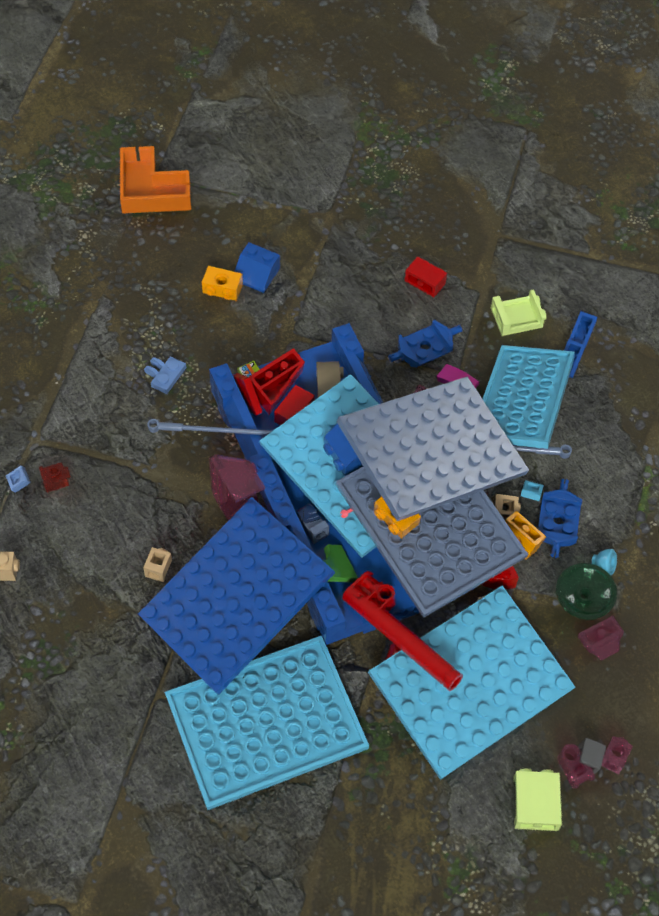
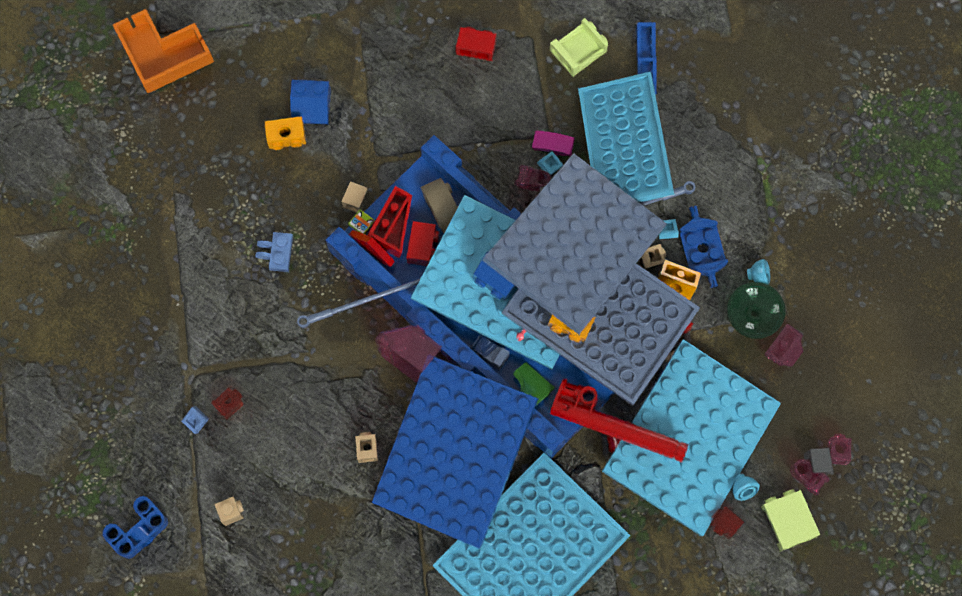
camera: 20 degrees left, 15 degrees up
(255, 352) = (354, 197): none -> tan panel
(435, 336) = (513, 105): blue plate -> none
(470, 775) = (726, 522): none -> clear red brick
(504, 750) = (745, 487): none -> medium azure brick

